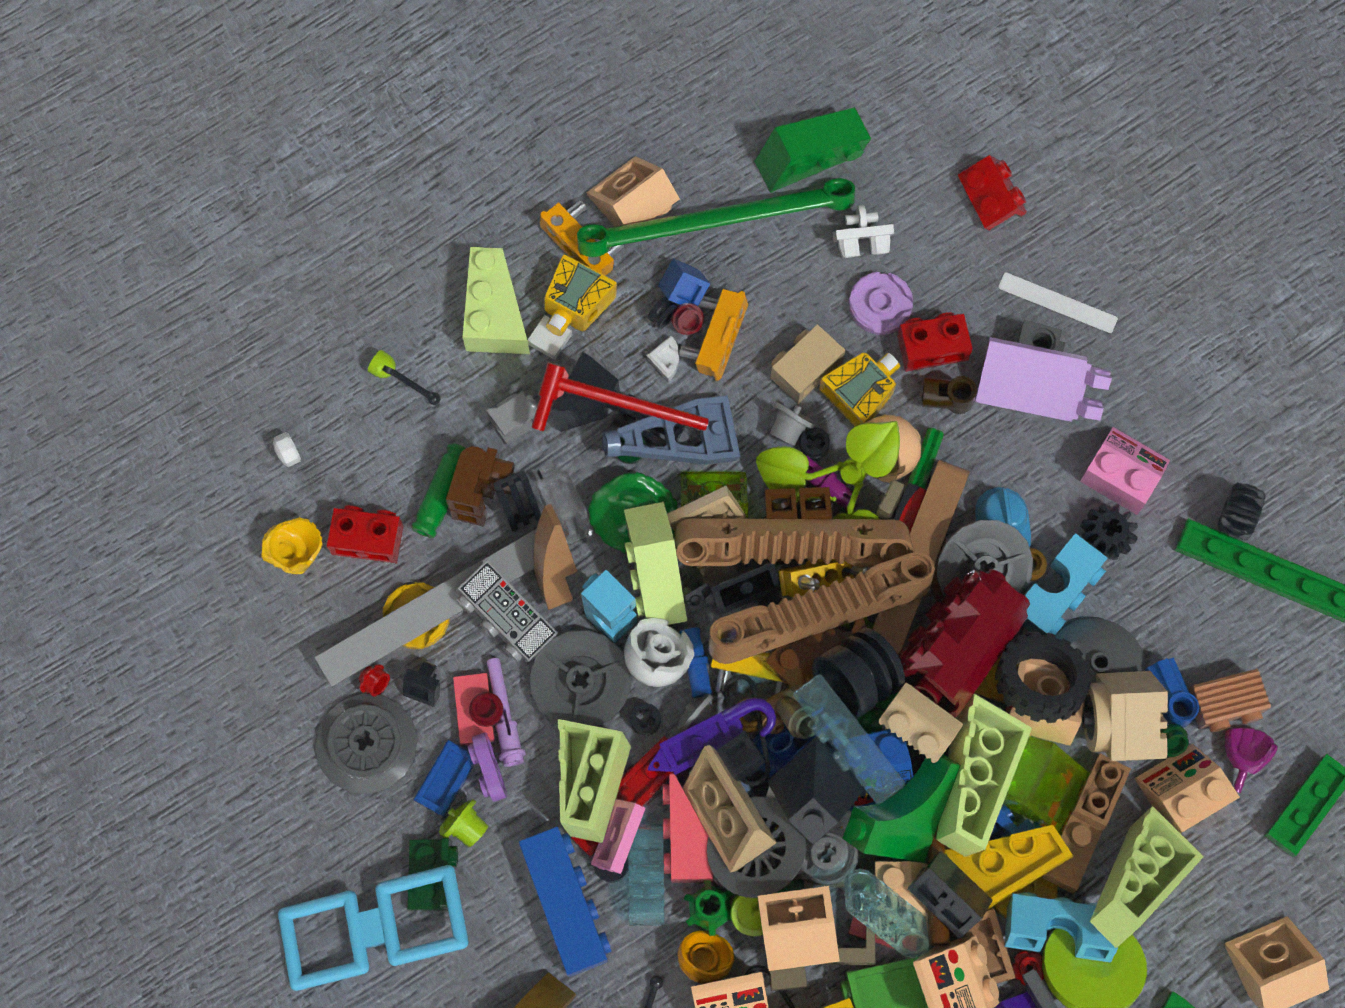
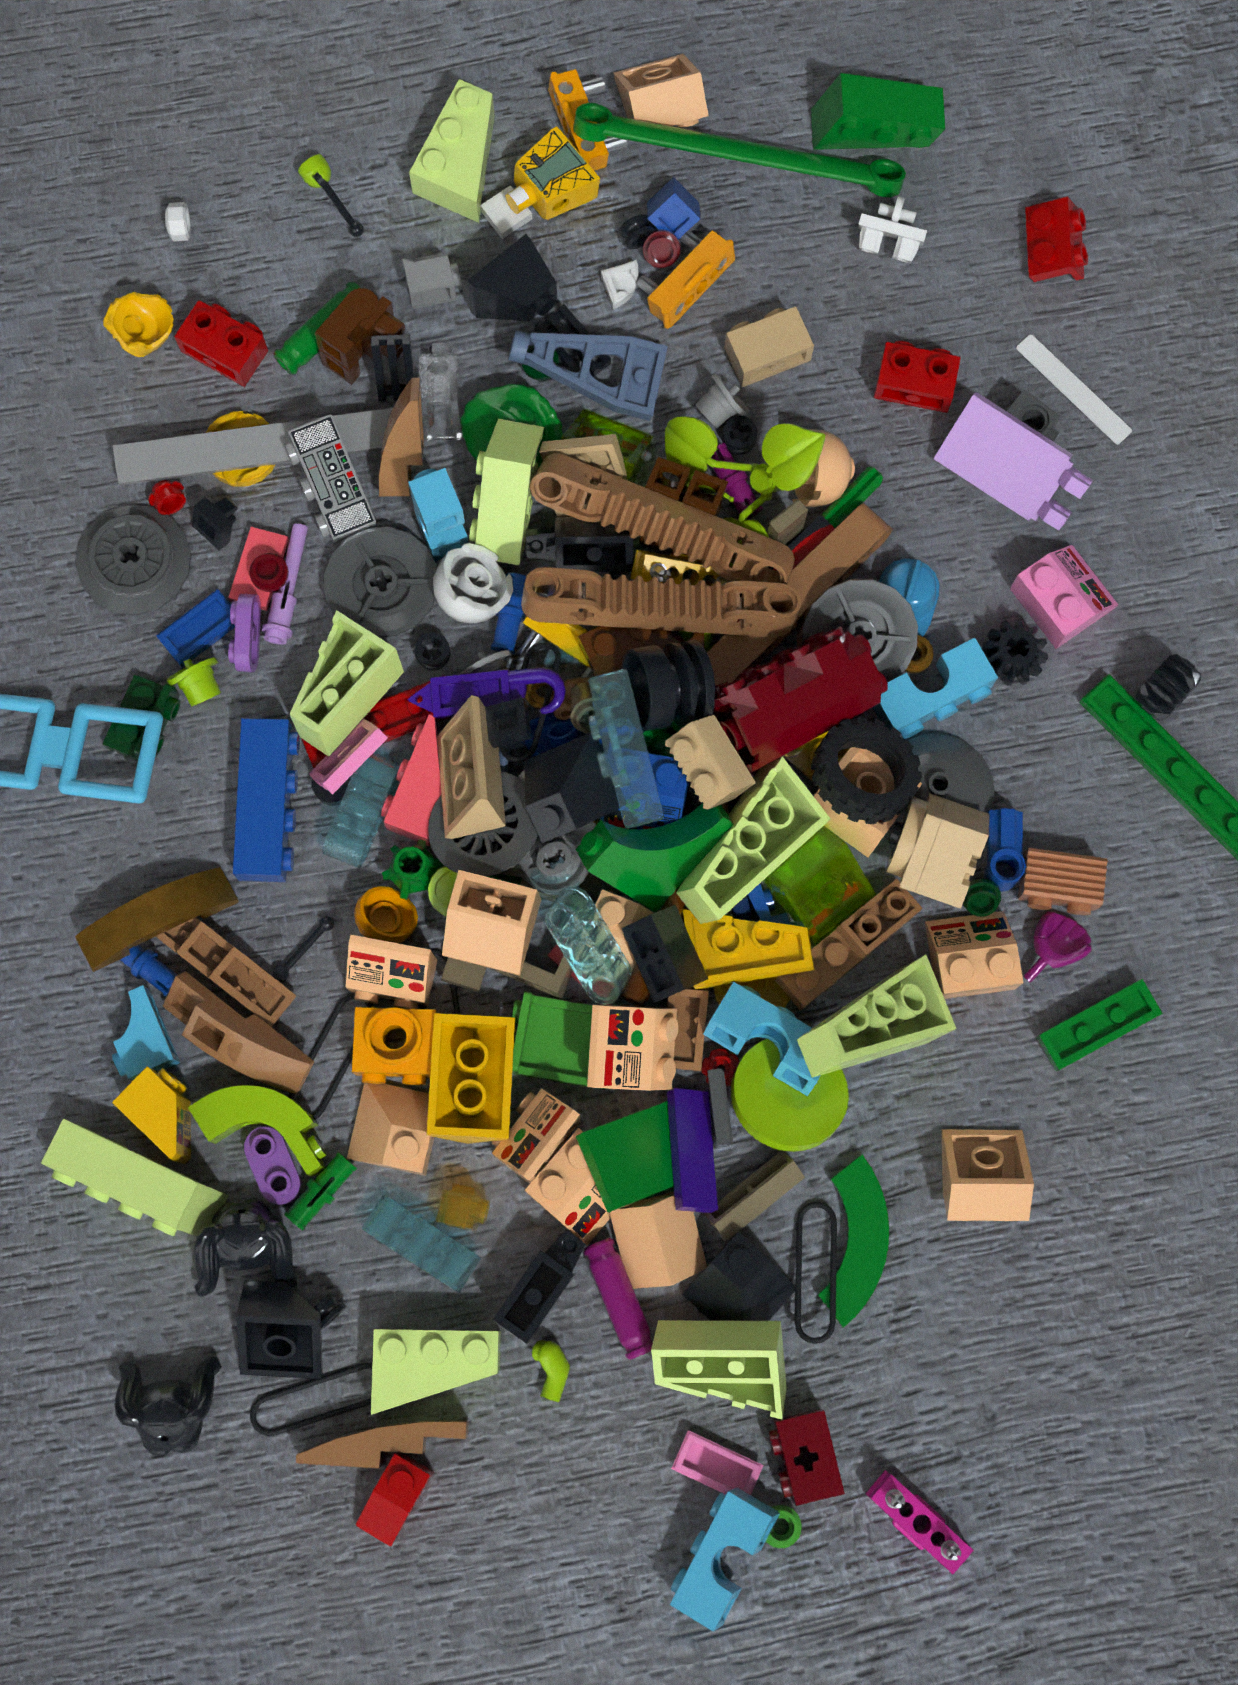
camera: 20 degrees right, 5 degrees up
(556, 383) = (482, 254): red bar -> none
(861, 386) = (816, 391): torso -> none
(880, 303) = (878, 313): lavender tile -> none
(931, 391) = (887, 437): dark brown piece -> none

